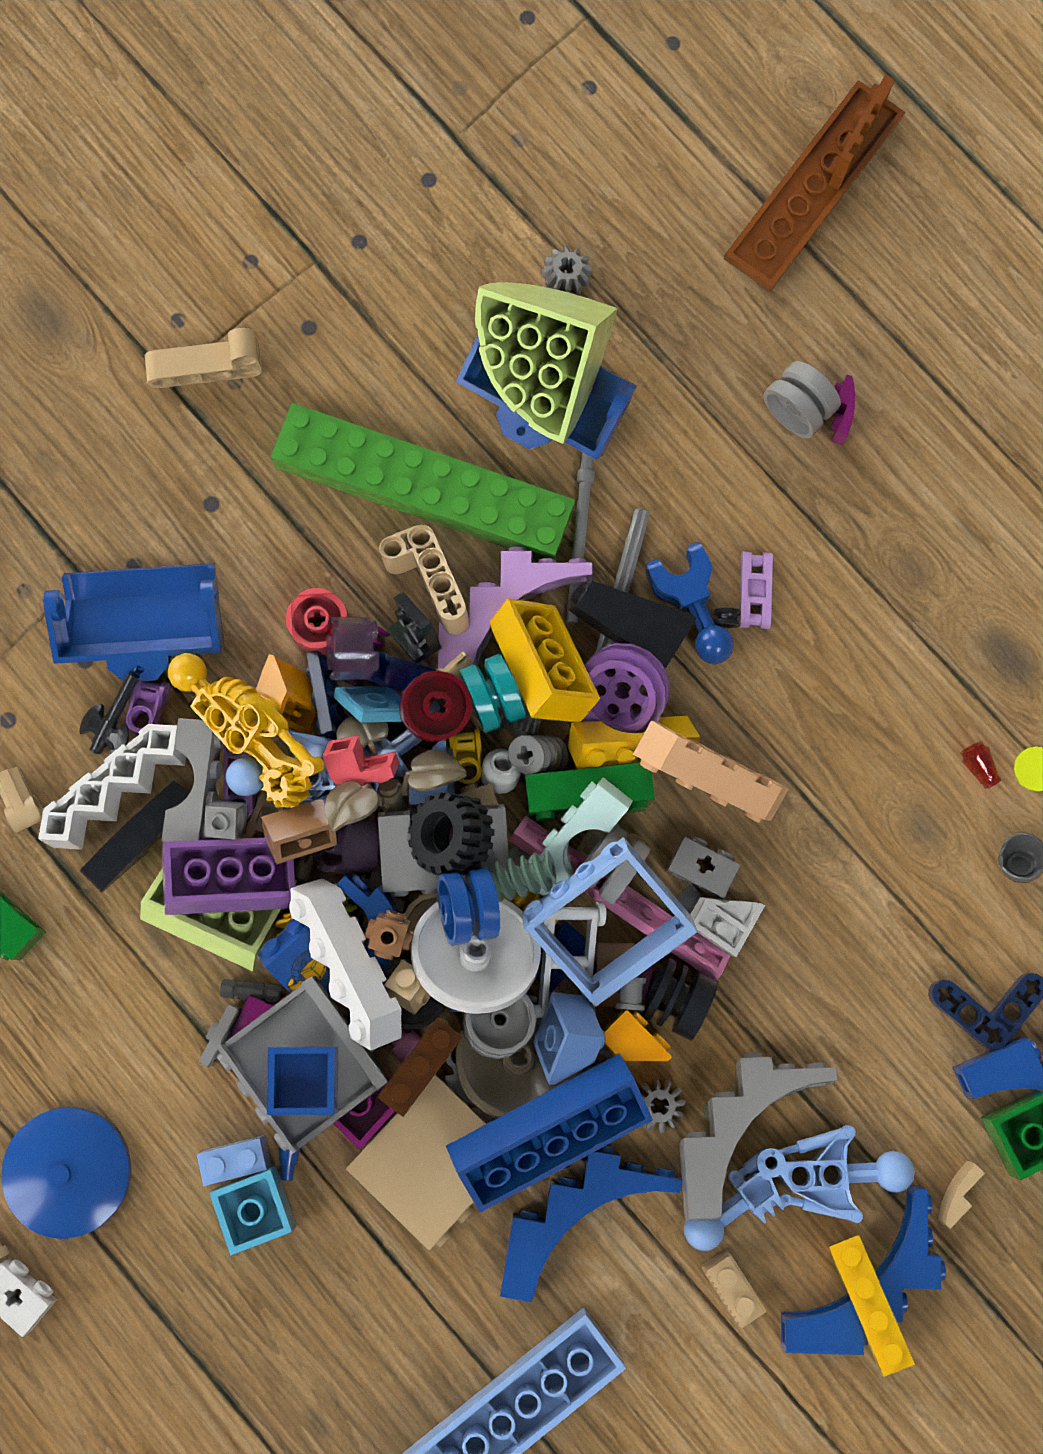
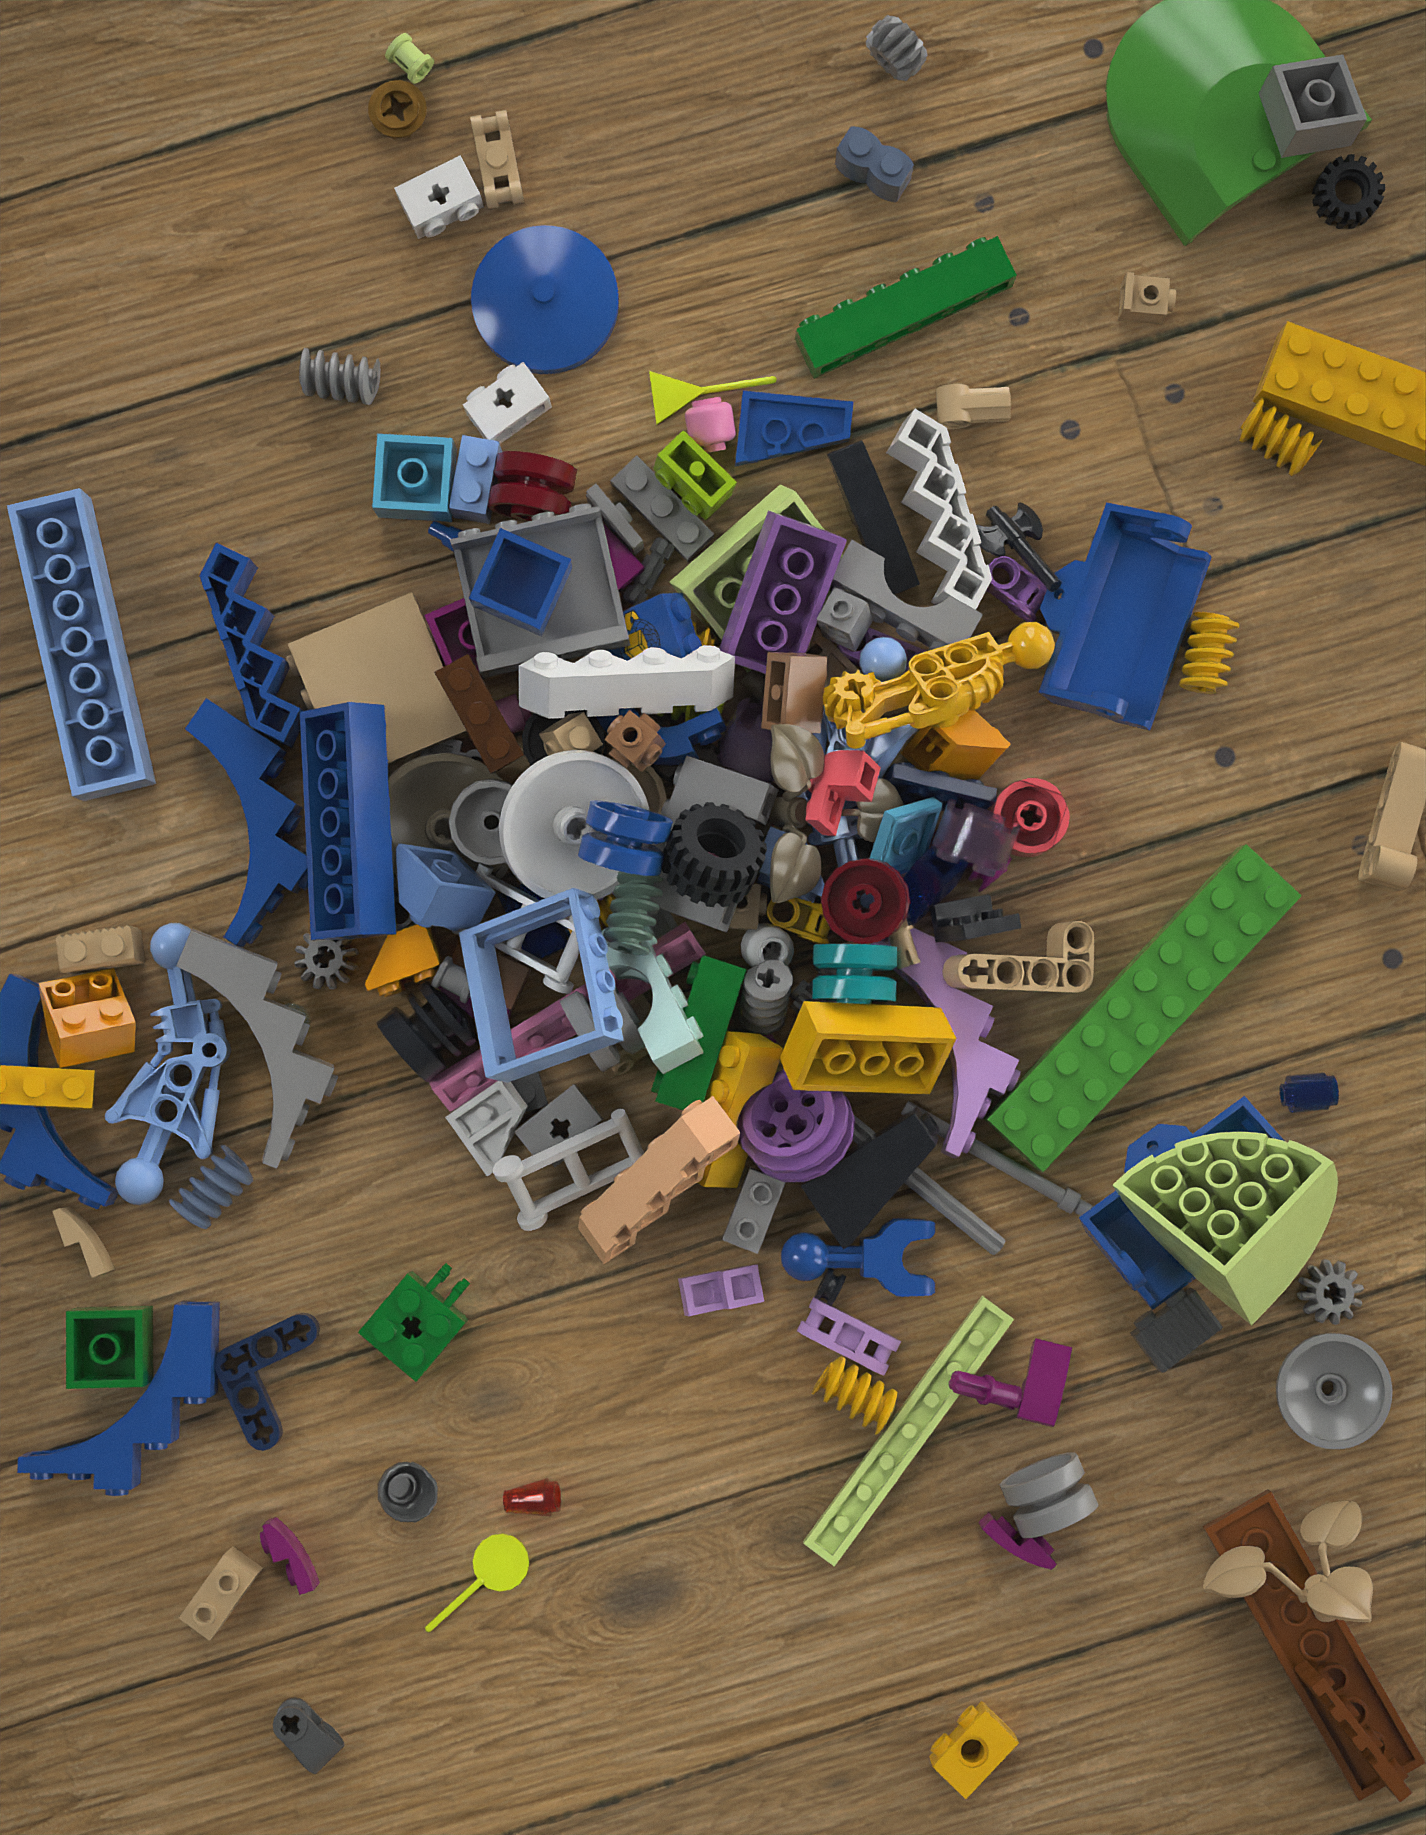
camera: 120 degrees right, 5 degrees up
(90, 933) = (789, 425): none -> blue wing
(102, 1035) = (672, 394): none -> neon yellow piece
(114, 994) = (710, 423): none -> bright pink head
(138, 545) = (1208, 653): none -> yellow piece
(161, 988) = (693, 476): none -> lime brick
(181, 1163) = (497, 421): none -> white brick
(196, 1003) = (662, 508): none -> light grey plate
(197, 1310) = (339, 378): none -> light grey piece
(221, 1111) = (531, 485): none -> dark red wheel
(431, 342) = (1309, 1092): none -> clear blue brick
(433, 1293) = (242, 630): none -> blue brick
(637, 223) = (1358, 1397): none -> light grey dish
(643, 364) = (1175, 1329): none -> dark grey brick
(699, 696) = (753, 1210): none -> light grey brick
(723, 438) = (1044, 1382): none -> magenta slope
(748, 475) = (986, 1389): none -> magenta axle
(753, 886) = (512, 1169): none -> white piece
(765, 696) = (721, 1290): none -> lavender slope
(779, 164) = (1331, 1596): none -> tan plant
(790, 1272) = (87, 1017): none -> light orange slope
(792, 565) = (856, 1393): none -> yellow piece
(802, 519) = (906, 1432): none -> yellowish green plate
(873, 1109) = (213, 1189): none -> sand blue piece
(880, 914) = (438, 1324): none -> green hinge
(1015, 374) = (968, 1771): none -> yellow brick

